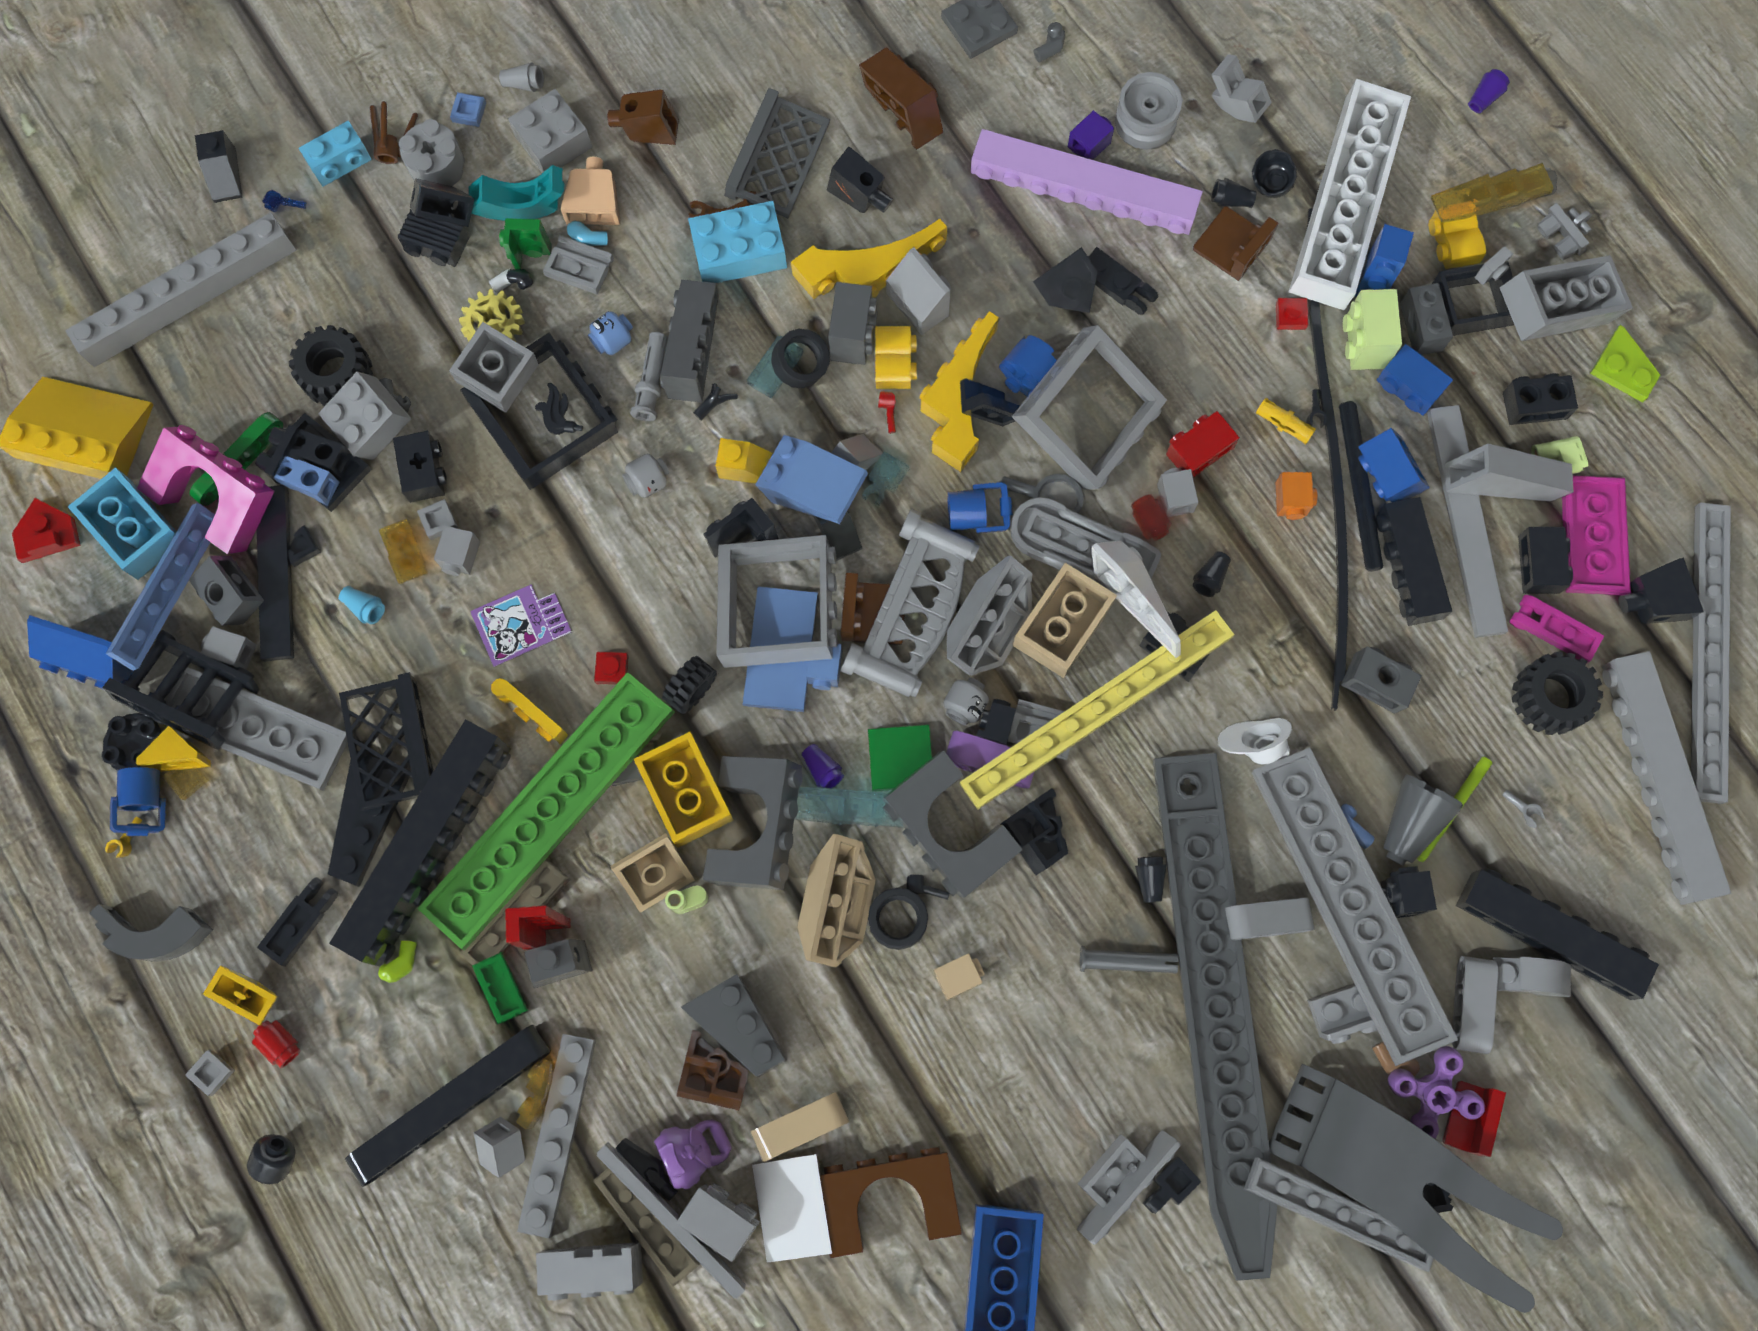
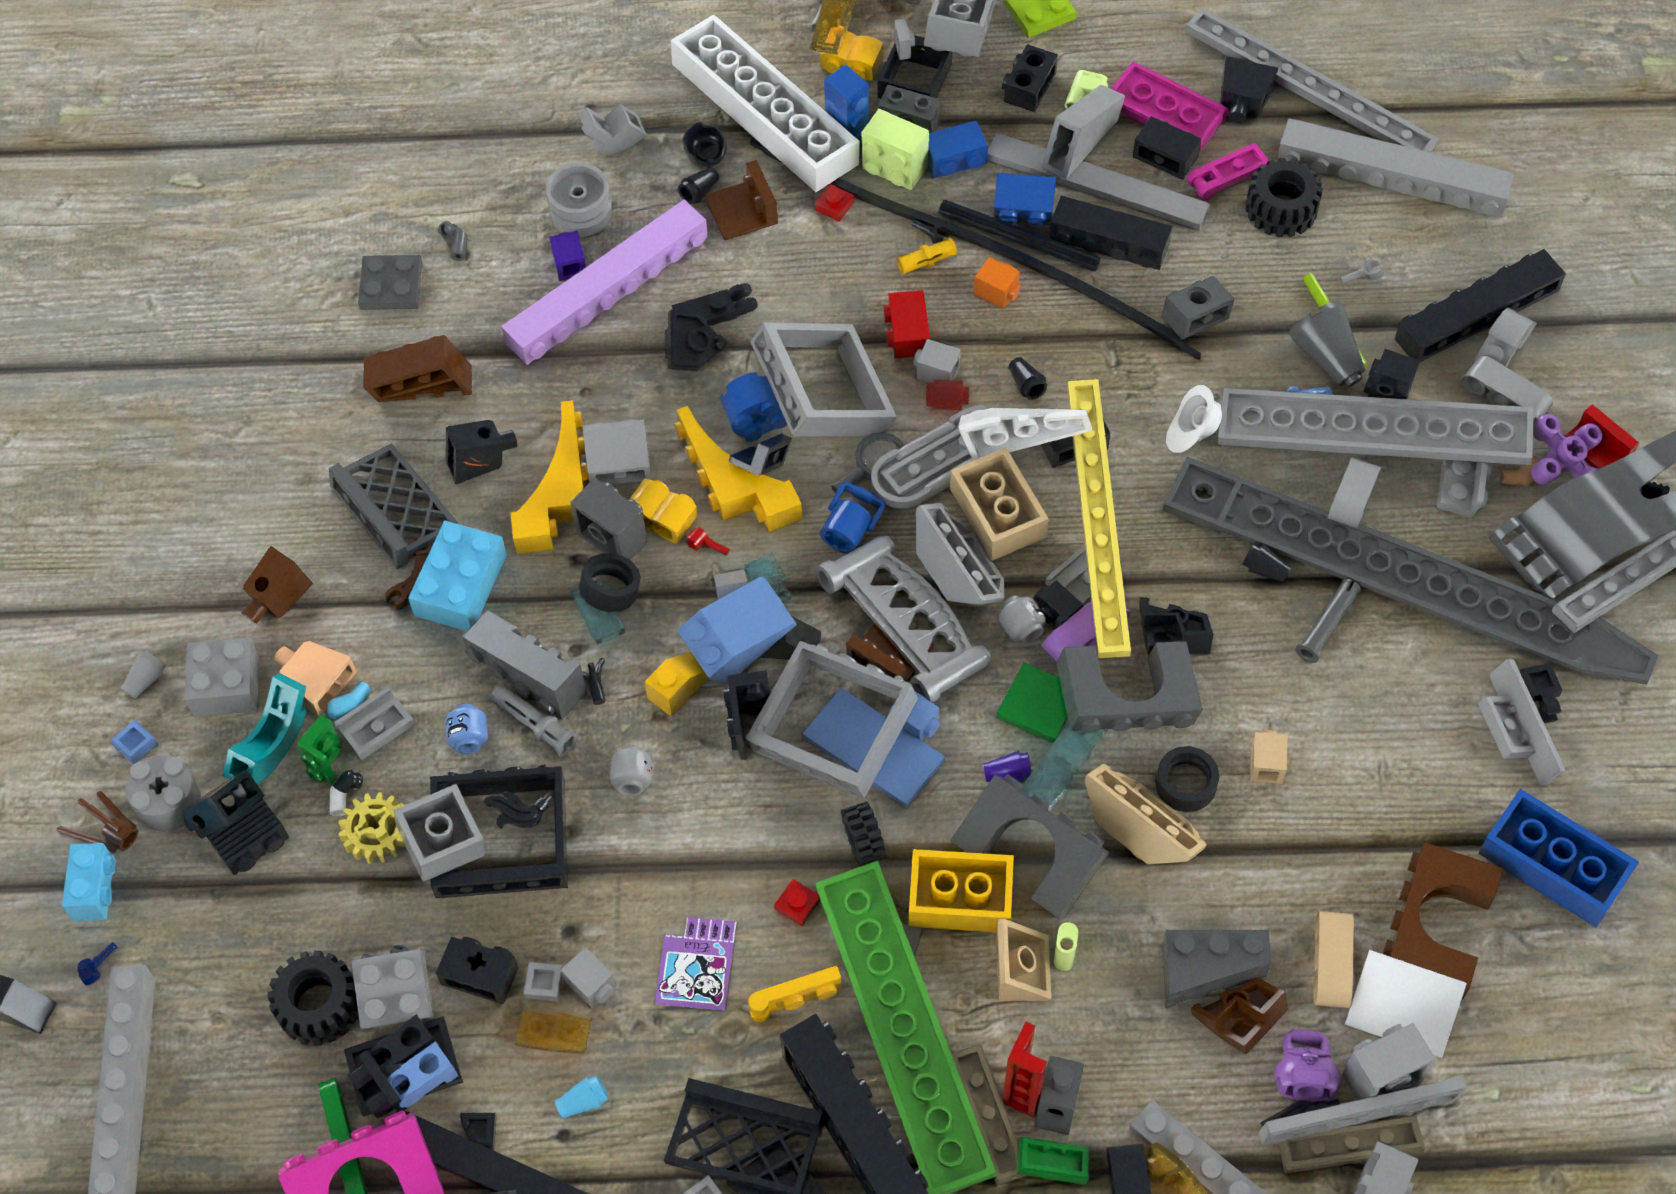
camera: 60 degrees left, 15 degrees down
(916, 884) = (1162, 747): black hand -> none

